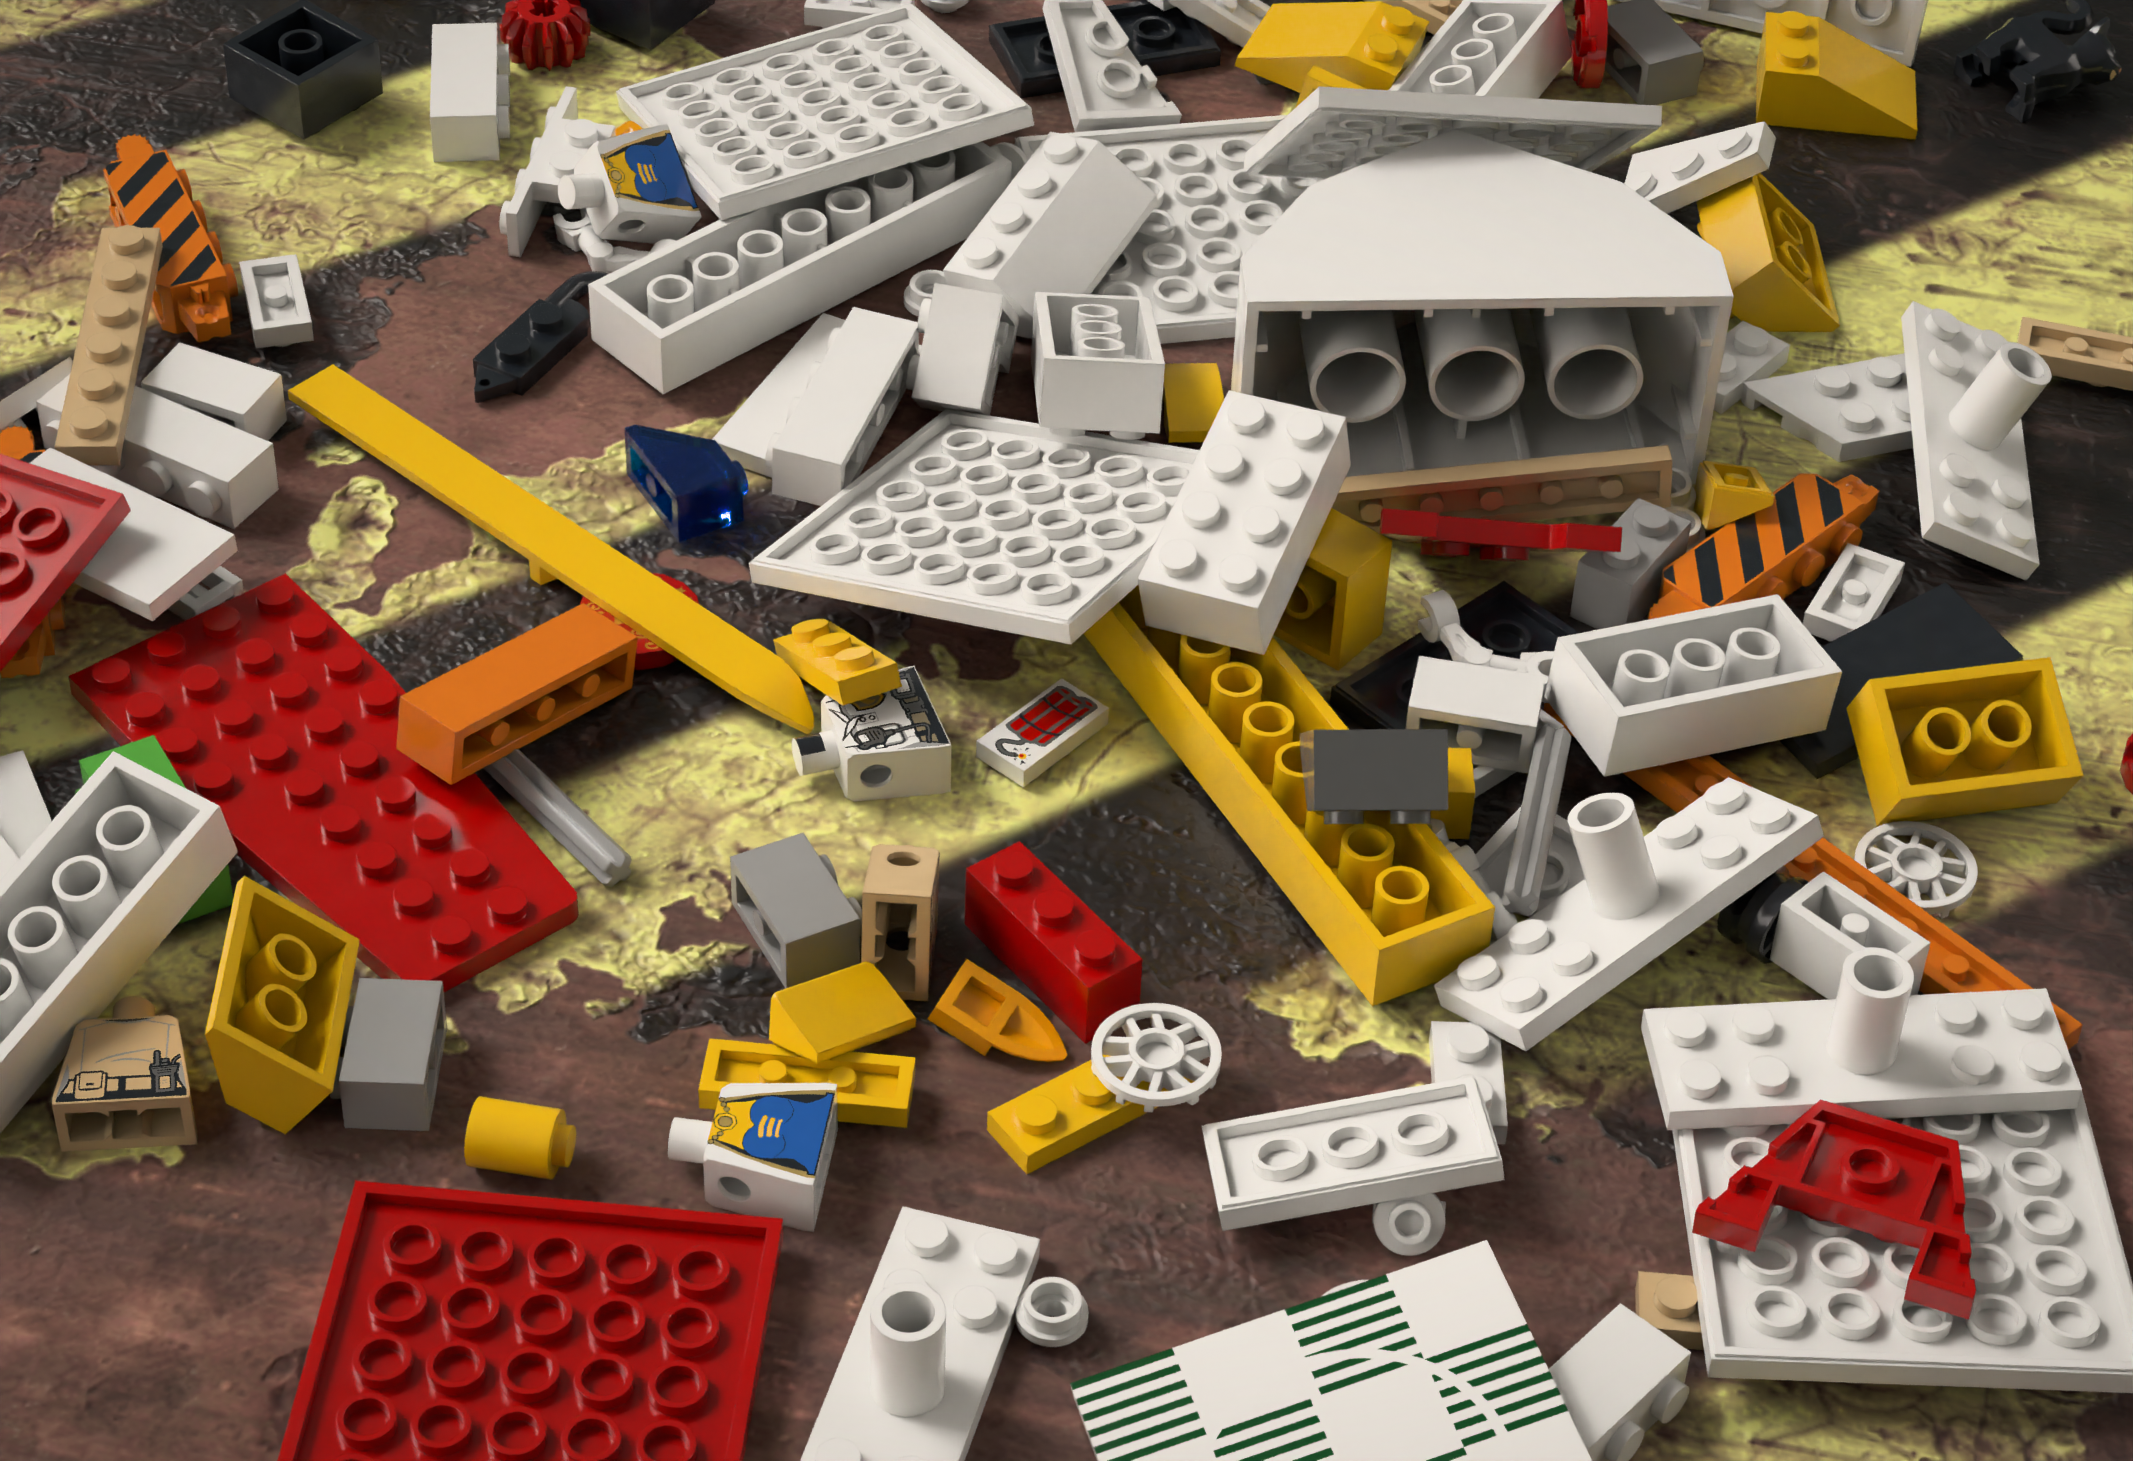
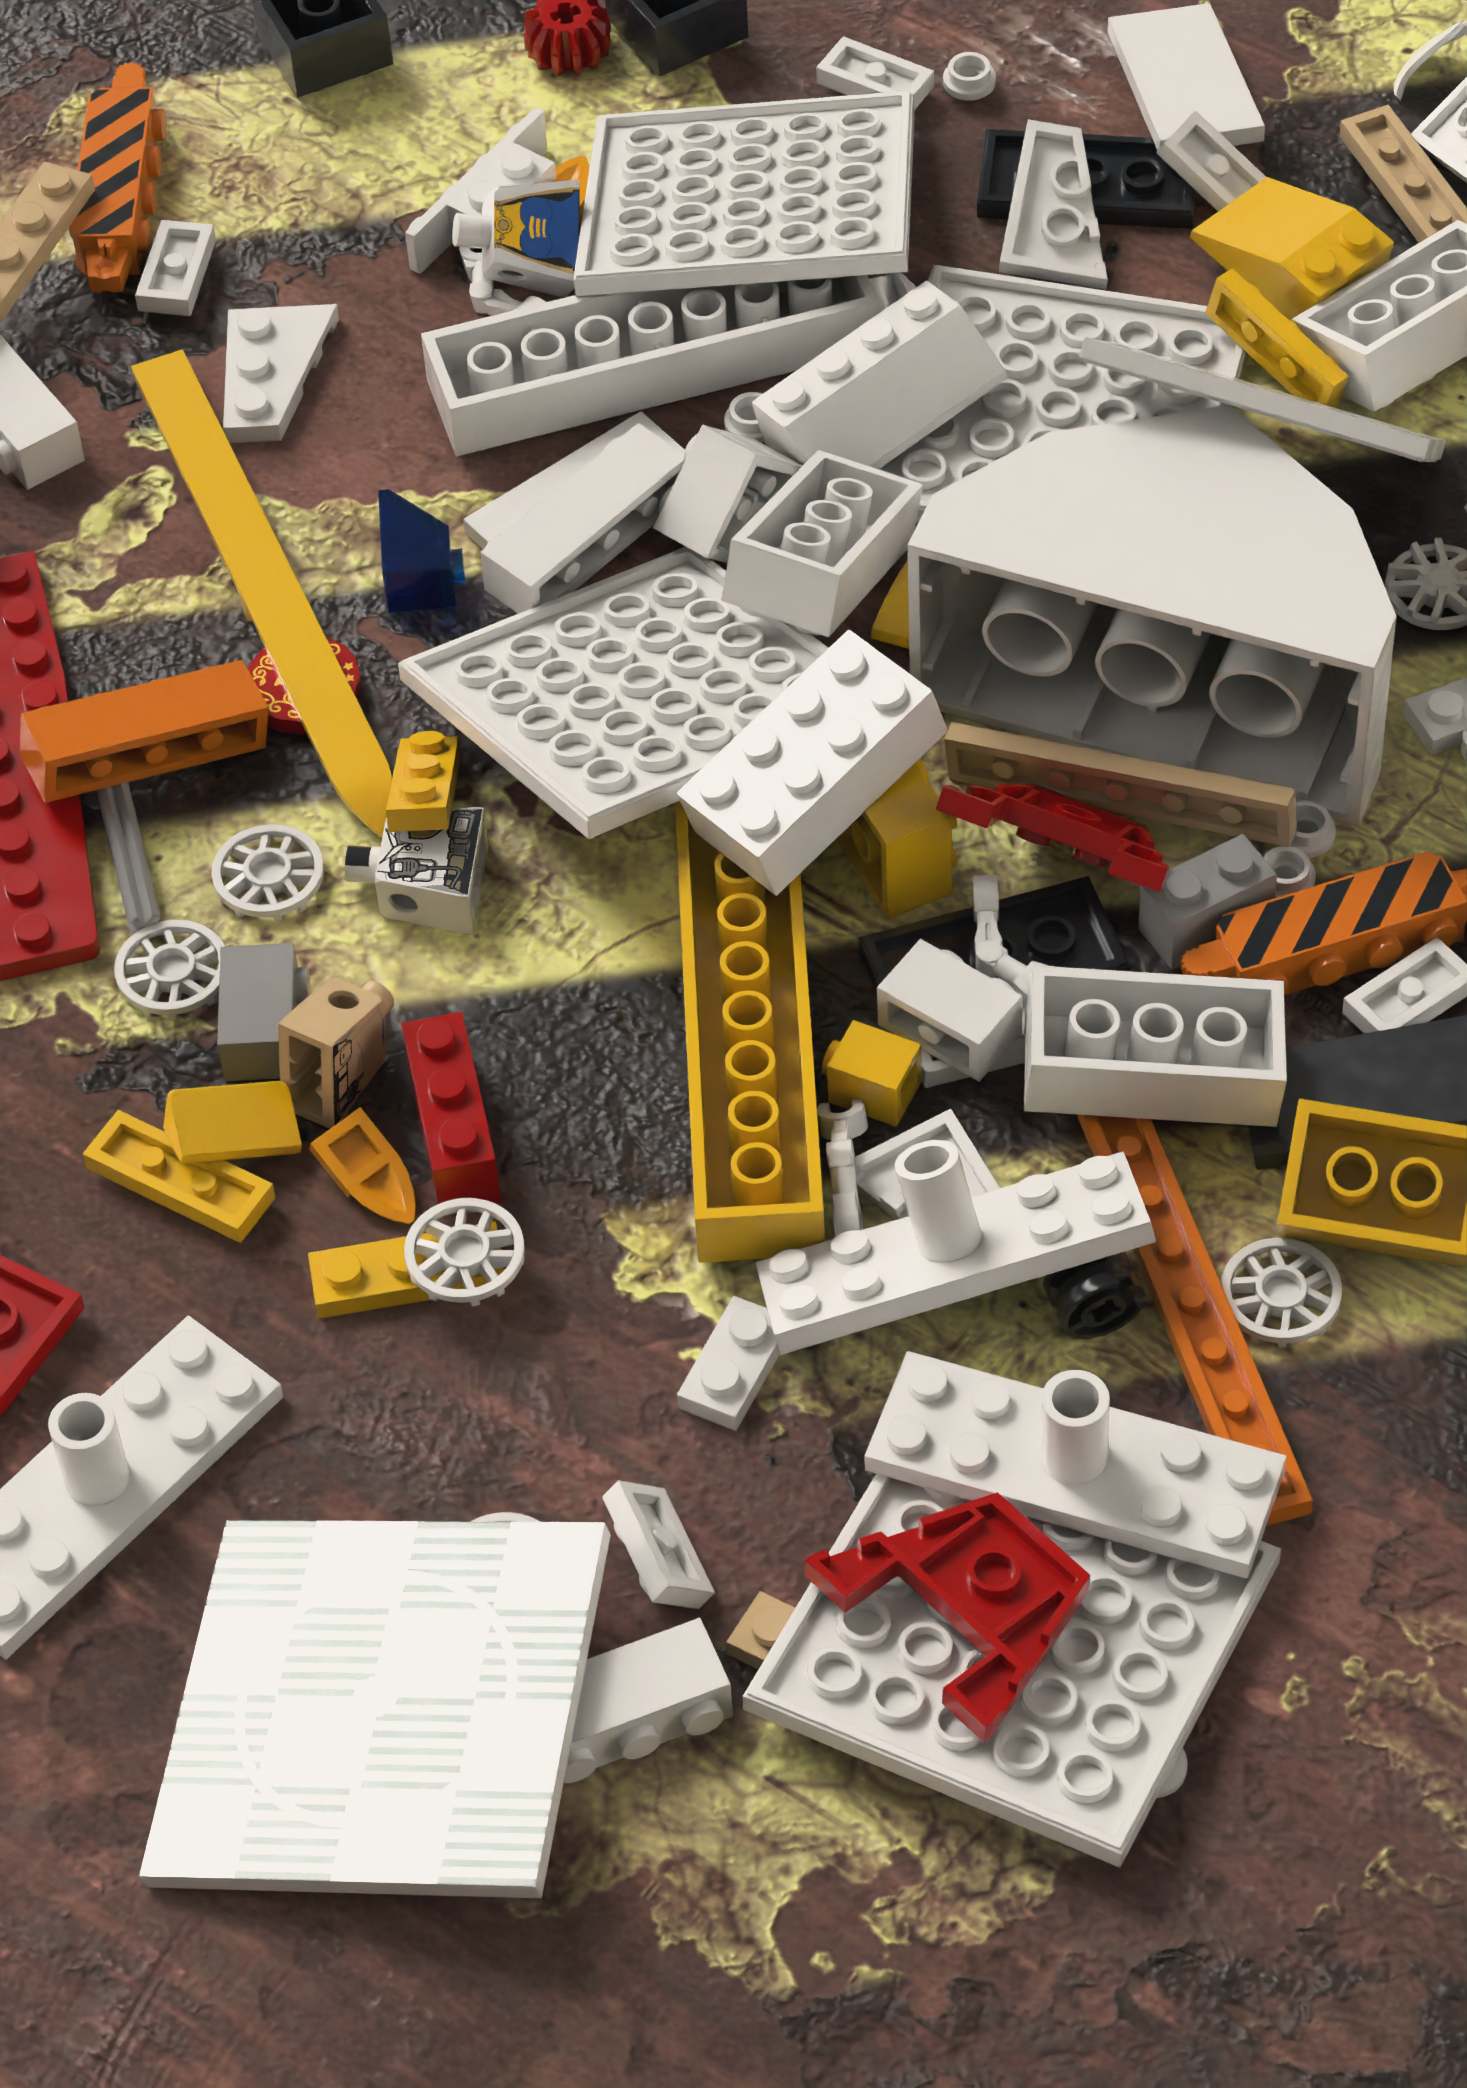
camera: 30 degrees right, 10 degrees up
(221, 389) = (70, 357): white brick -> none
(422, 361) = (268, 364): none -> white wing
(468, 92) = (458, 85): white brick -> none
(534, 341) = (373, 370): black plate -> none
(669, 903) = (169, 968): none -> white wheel
(711, 791) = (268, 871): none -> white wheel
(764, 1149) = (108, 1226): torso -> none
(1042, 732) = (579, 902): tile -> none
(1052, 1298) = (247, 1439): white plate -> none
(1351, 1153) = (575, 1397): white tile -> none
(1375, 772) = (783, 1047): dark grey slope -> none
(1410, 1223) = (592, 1470): white plate -> none
(1536, 820) = (942, 1122): light grey axle -> none
(1540, 1280) = (658, 1545): none -> white plate
(1729, 493) = (1350, 849): yellow slope -> none
(1830, 922) = (1137, 1351): white brick -> none

